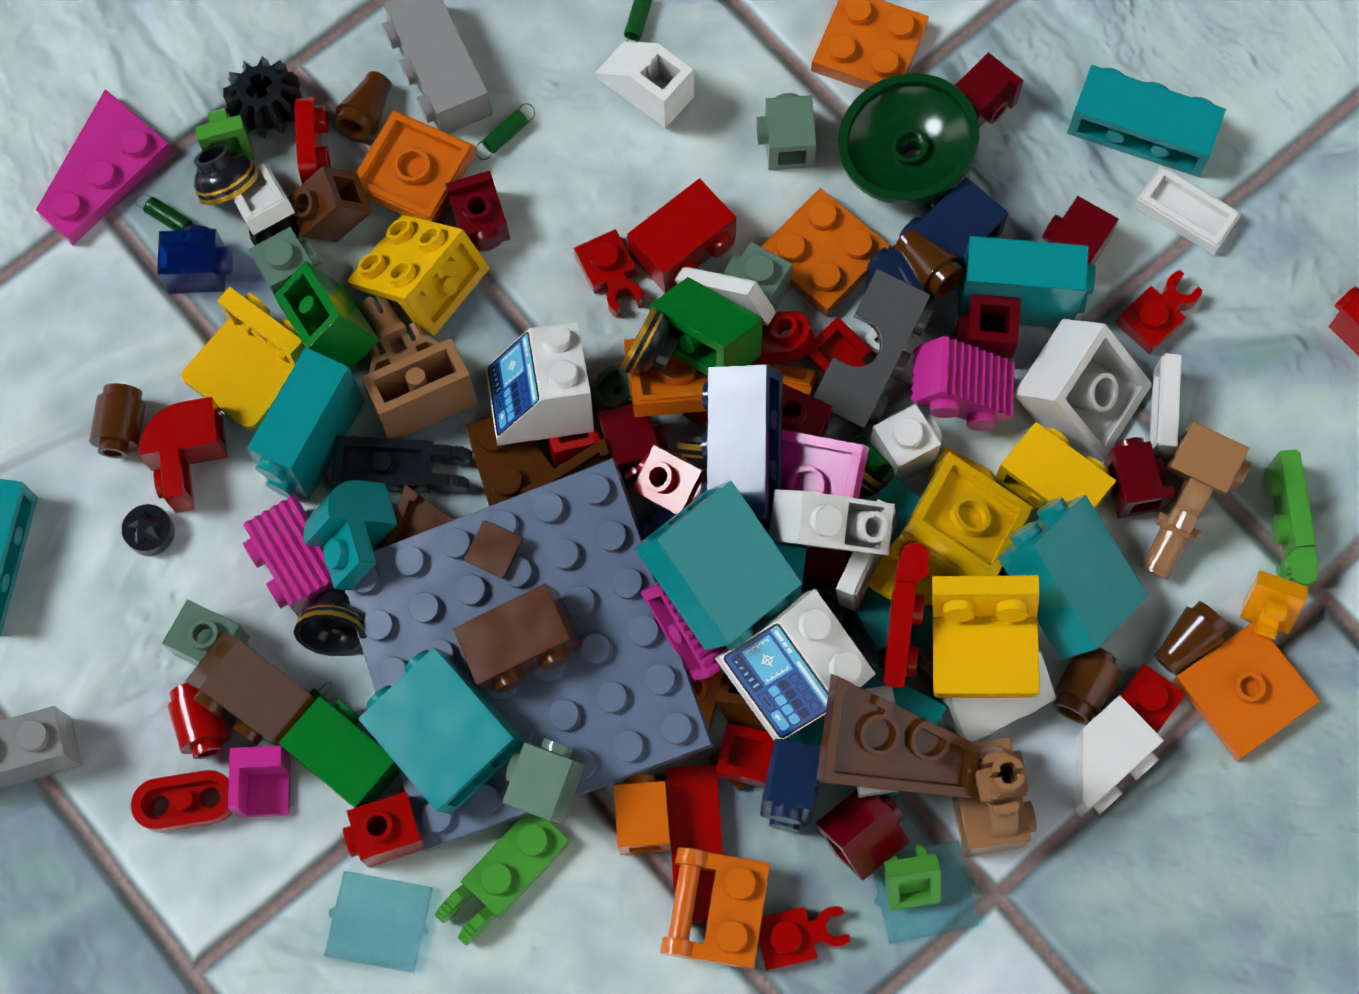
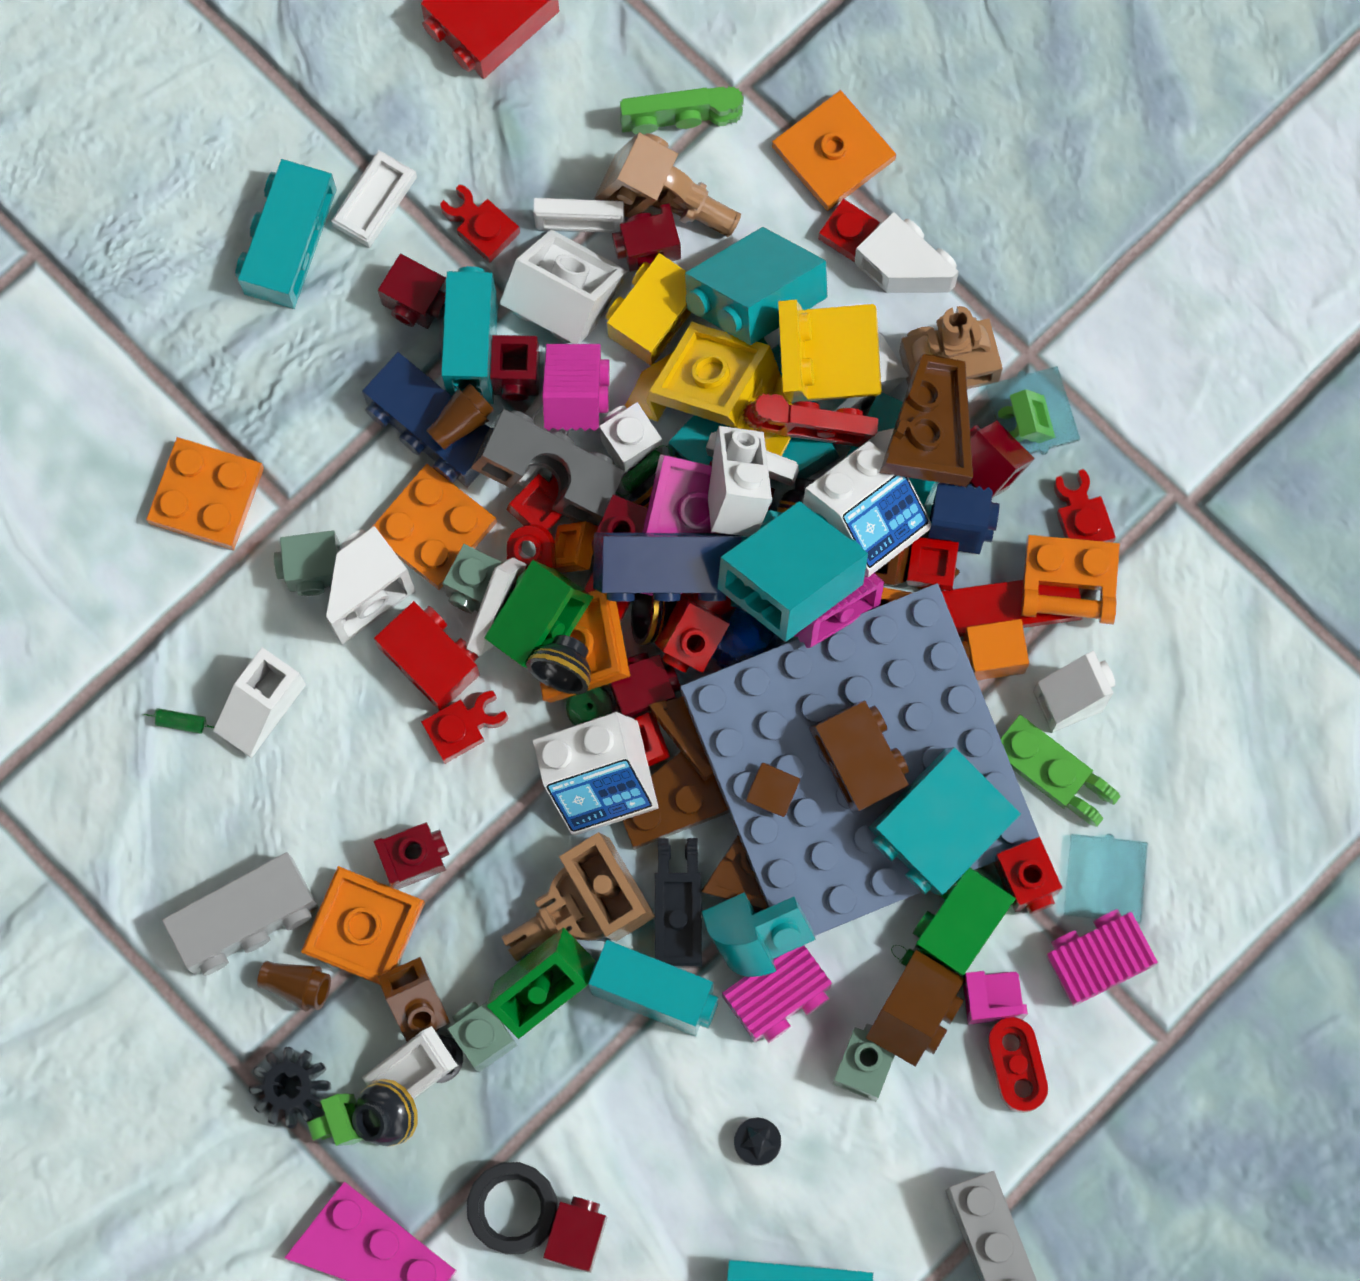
camera: 95 degrees left, 5 degrees up
(75, 343) = (576, 1234): none -> dark red brick
(95, 266) = (476, 1207): none -> black tyre
(117, 420) = (652, 1184): reddish brown brick -> none
(165, 214) = (423, 1172): green piece -> none
(180, 437) = (665, 1121): red brick -> none
(193, 260) = (475, 1132): clear blue brick -> none
(194, 726) = (947, 1065): red brick -> none
(245, 360) = (582, 1065): yellow bracket -> none
(283, 901) = (1101, 957): none -> dark pink brick
(309, 125) = (357, 1028): red plate -> none
(330, 626) = (841, 947): black piece -> none
(423, 269) = (474, 908): yellow bracket -> none
(505, 131) = (314, 841): green piece -> none
(543, 780) = (984, 724): sand green brick -> none
(582, 899) = (1075, 691): none -> white slope
(757, 170) = (365, 583): none -> white slope
(904, 116) = (296, 425): dark green dish -> none
(990, 88) = (264, 383): dark red brick -> none
(1086, 685) = (848, 279): reddish brown brick -> none
(1192, 636) = (793, 194): reddish brown cone -> none
(1273, 604) = (759, 125): light orange tile -> none

